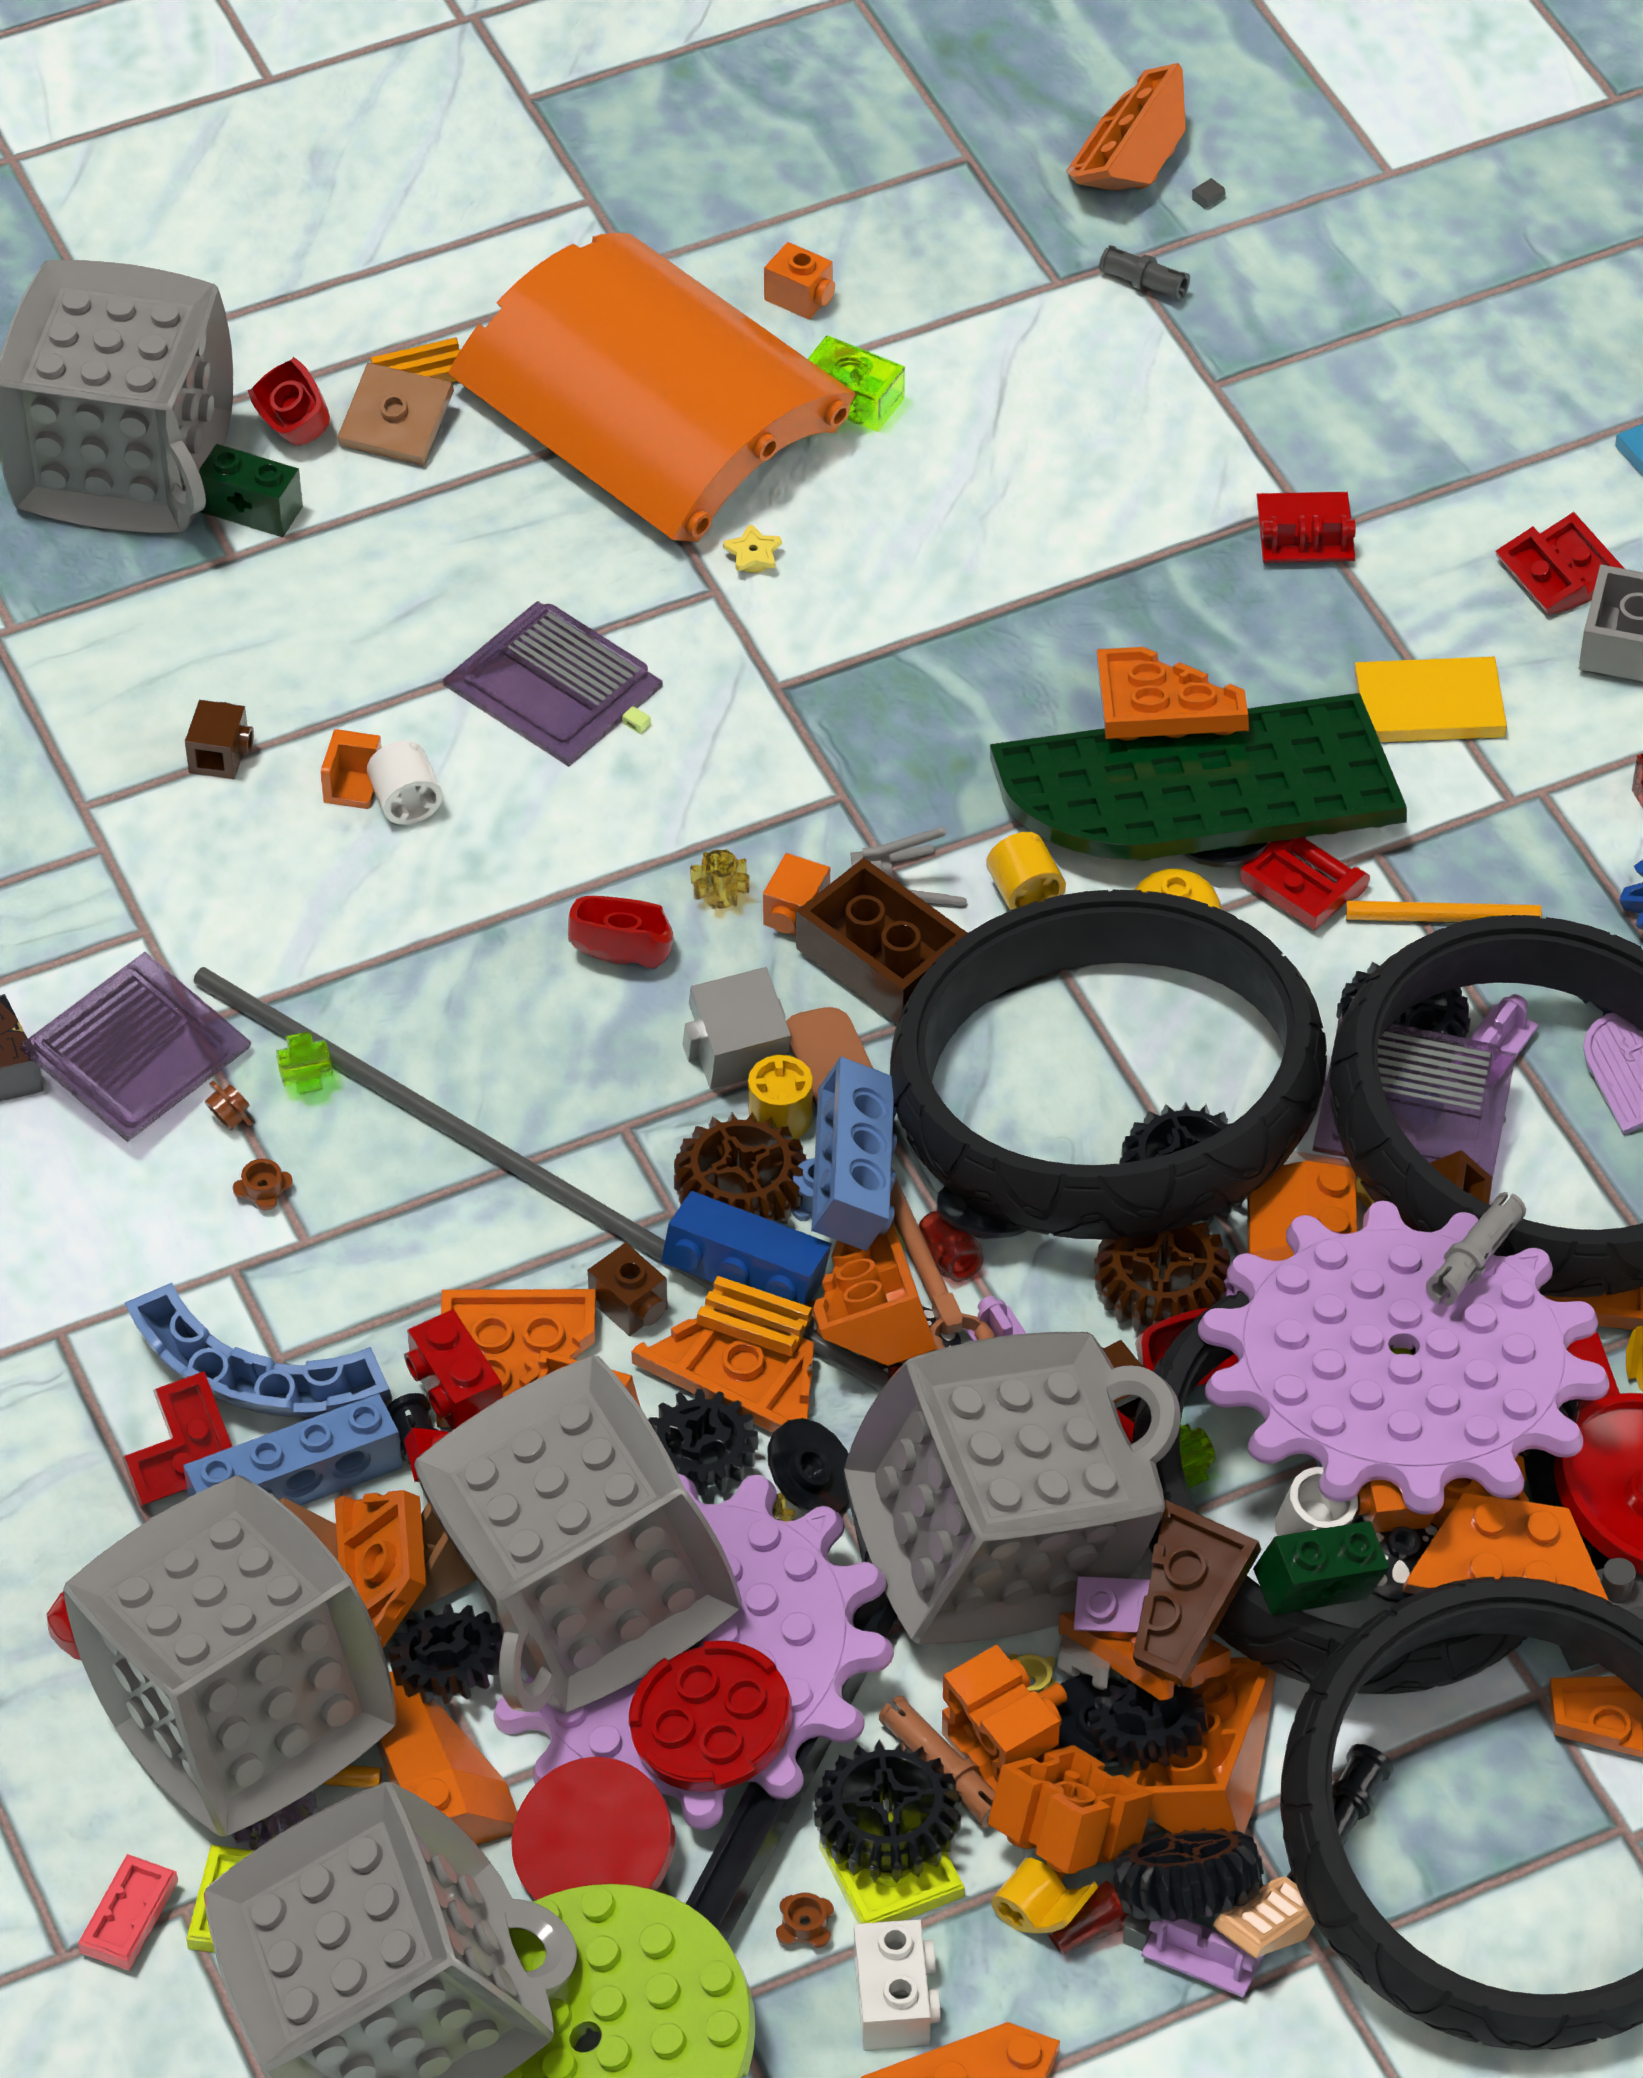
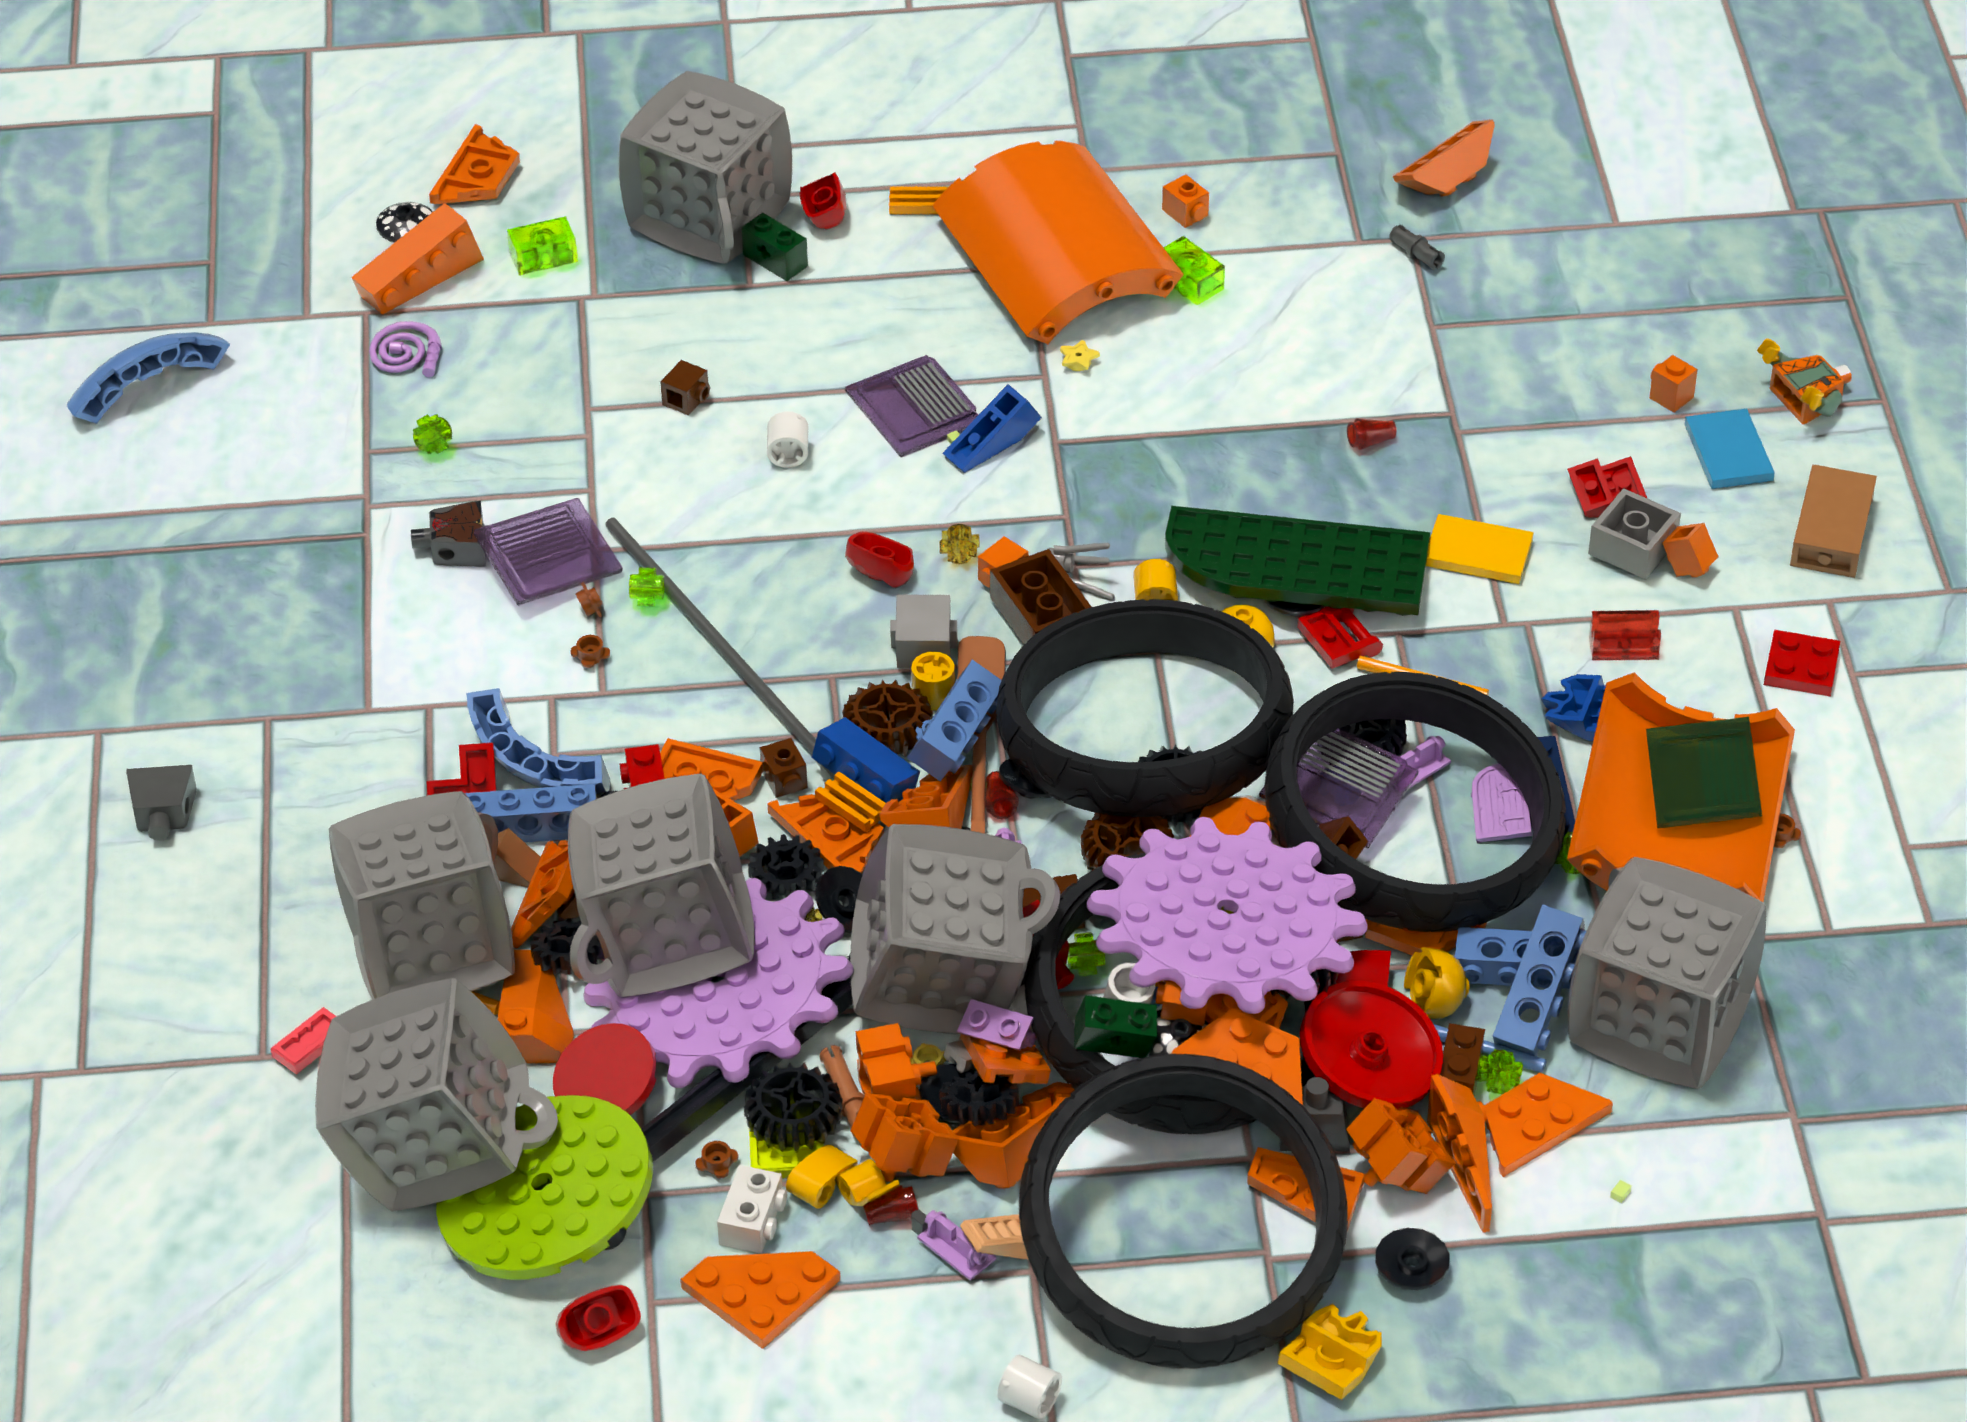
camera: 20 degrees right, 5 degrees down
(345, 769) = (753, 421): orange panel -> none
(395, 414) = (889, 223): medium nougat plate -> none
(689, 694) = (993, 430): none -> blue slope
(711, 1716) = (704, 1019): red tile -> none
(965, 1901) = (815, 1175): none -> yellow panel
(1160, 700) = (1291, 501): orange plate -> none
(1188, 1874) = (960, 1193): black gear -> none
(1189, 1591) = (1028, 1016): reddish brown wing -> none
(1205, 565) = (1369, 432): none -> clear red cone
(1208, 193) = (1485, 209): dark grey piece -> none
(1306, 527) = (1447, 425): red hinge -> none
(1356, 1787) = (1091, 1184): black pin -> none
(1467, 1258) = (1289, 865): light grey pin -> none
(1580, 390) = (1673, 383): none -> orange brick

